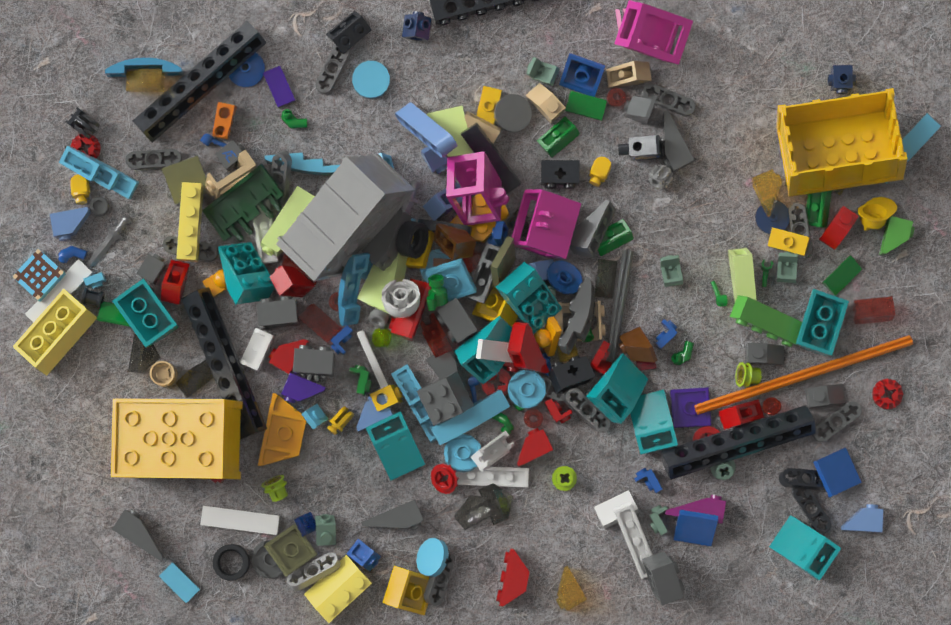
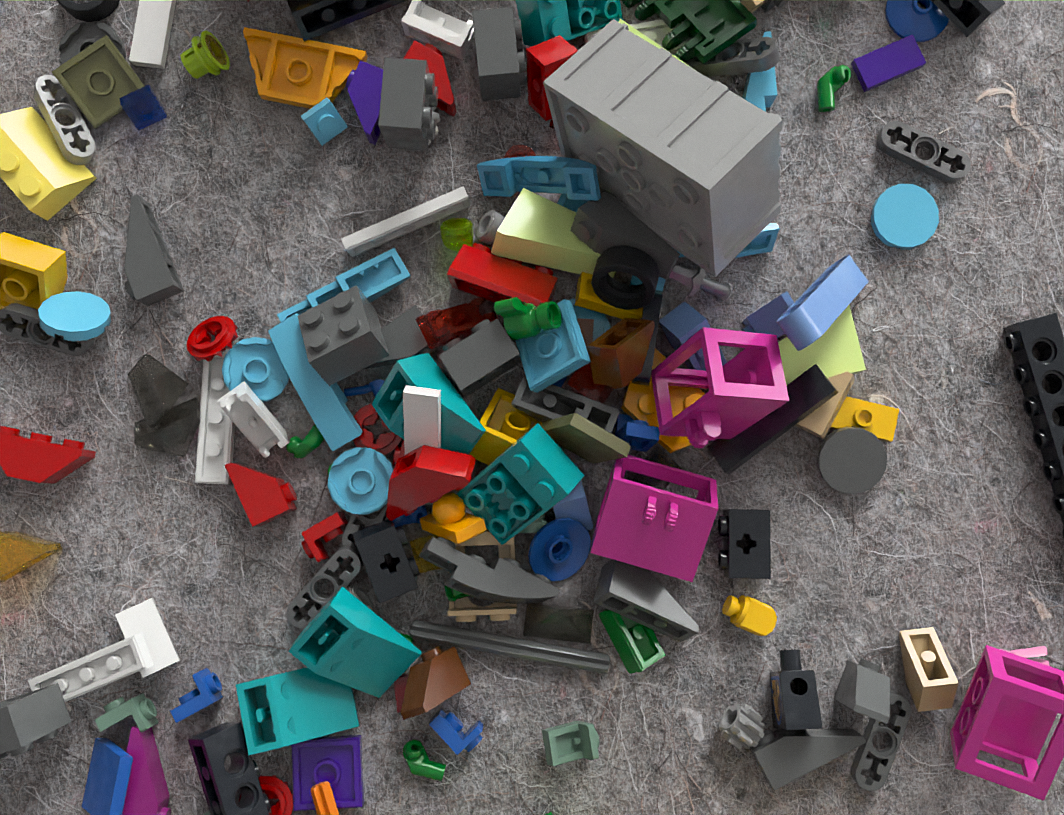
camera: 95 degrees right, 0 degrees up
(320, 323) = (482, 129): clear red hinge -> none
(325, 530) = (134, 139): sand green bracket -> none
(340, 420) = (316, 163): yellow arm -> none
(343, 336) = (459, 168): blue bracket -> none
(349, 31) = (988, 177): black bracket -> none
(364, 383) = (381, 198): green bracket -> none
(364, 555) = (88, 202): blue bracket -> none
(371, 415) = (328, 218): medium blue slope -> none
(393, 393) = (352, 249): yellow bracket -> none
(395, 446) = (271, 253): teal slope -> none
(401, 298) = (517, 252): white cylinder -> none
(416, 26) = (1002, 291): dark blue brick -> none
(537, 413) = (304, 492): clear red plate -> none
(542, 71) = (927, 513): sand green bracket -> none
(546, 102) = (870, 520): tan slope -> none
(556, 478) = (220, 545): lime piece -> none
(558, 137) = (809, 541): green slope -> none
(582, 75) = (925, 585): blue slope -> none
(586, 105) = (868, 591): green slope -> none
(599, 361) = (413, 611): red bracket -> none
(616, 103) = (874, 641): clear red plate -> none

